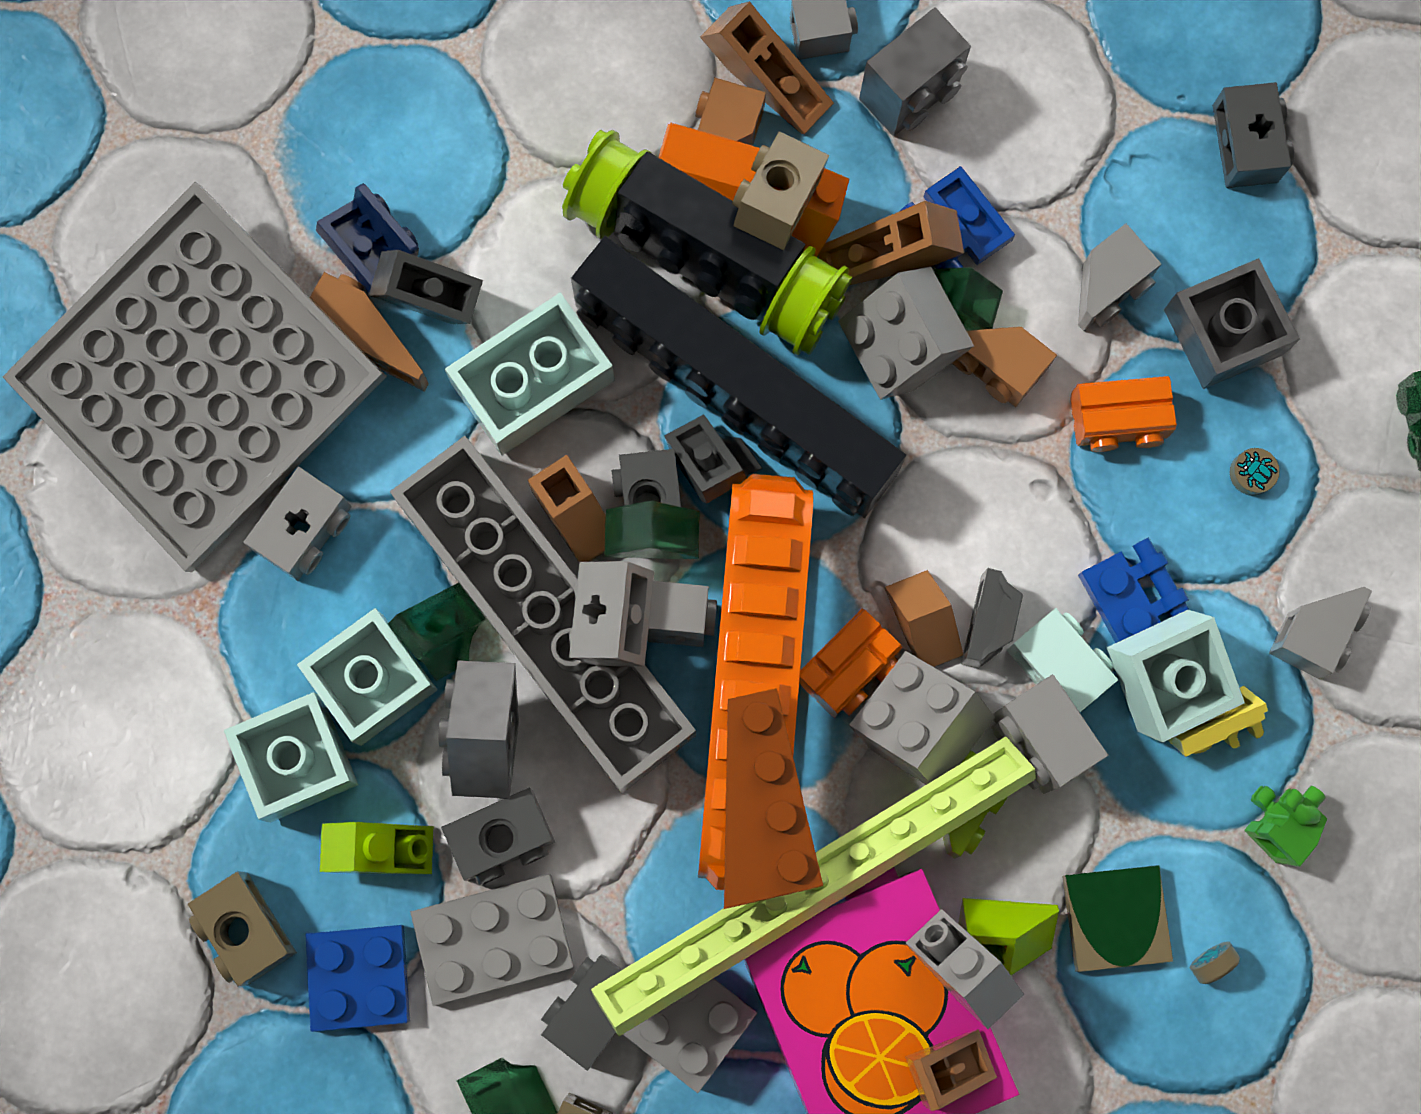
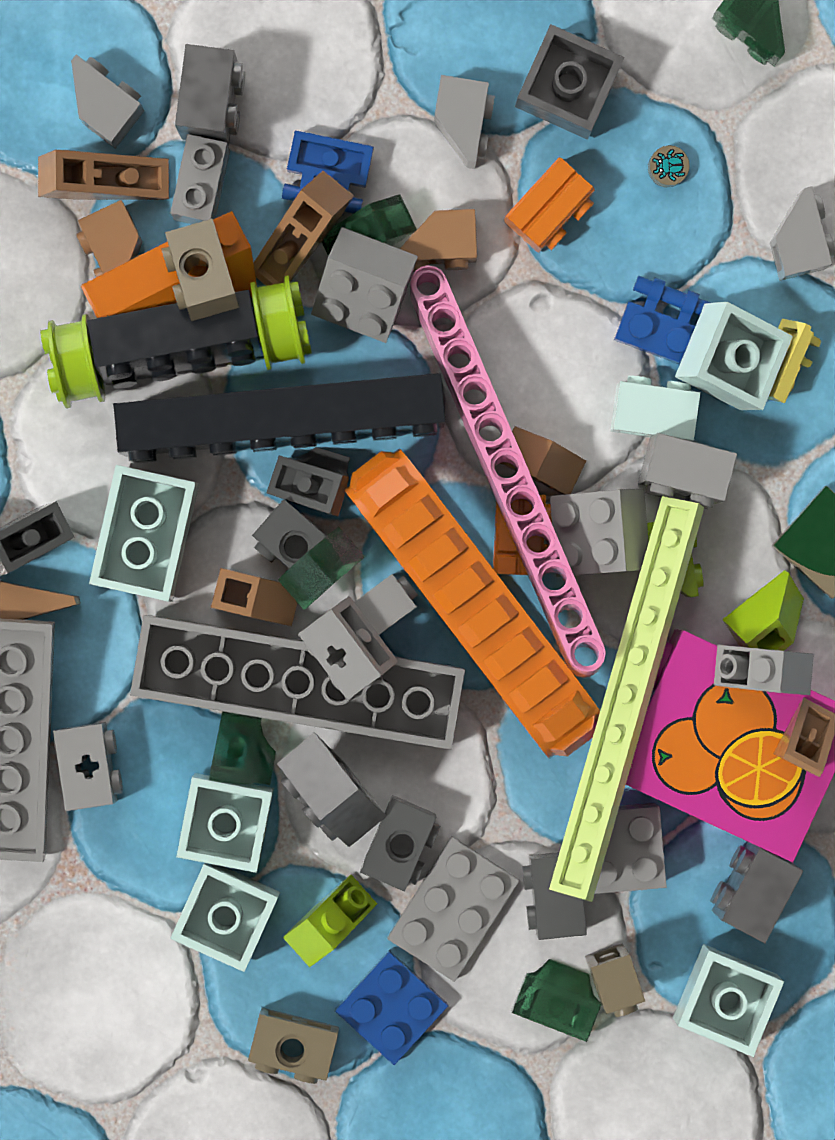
camera: 40 degrees left, 10 degrees up
(766, 818) = (560, 689): dark orange wing -> none
(851, 131) = (200, 180): none -> light grey brick
(901, 574) = (505, 450): none -> bright pink beam
(992, 619) = (585, 423): dark grey slope -> none

